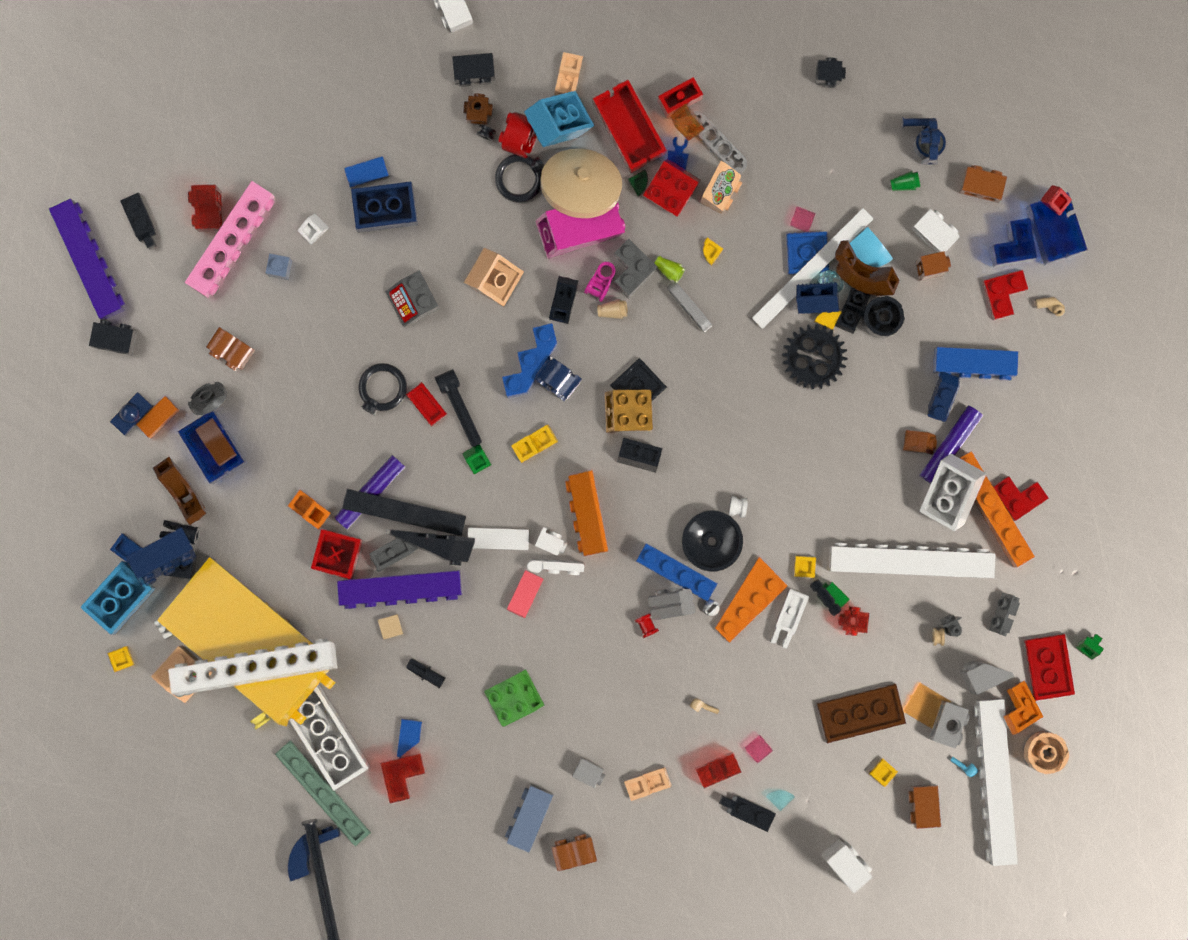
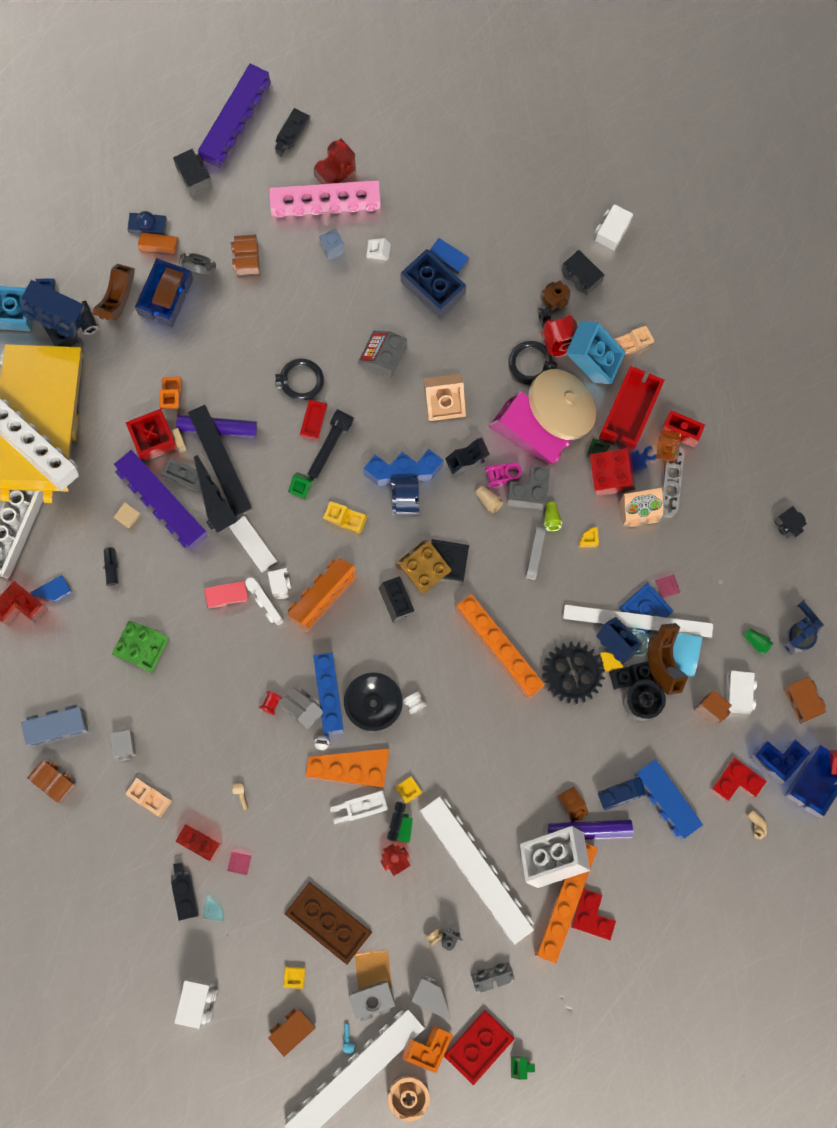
camera: 50 degrees right, 10 degrees down
(357, 533) = (178, 440): none -> tan tile
(746, 400) = (499, 646): none -> orange brick

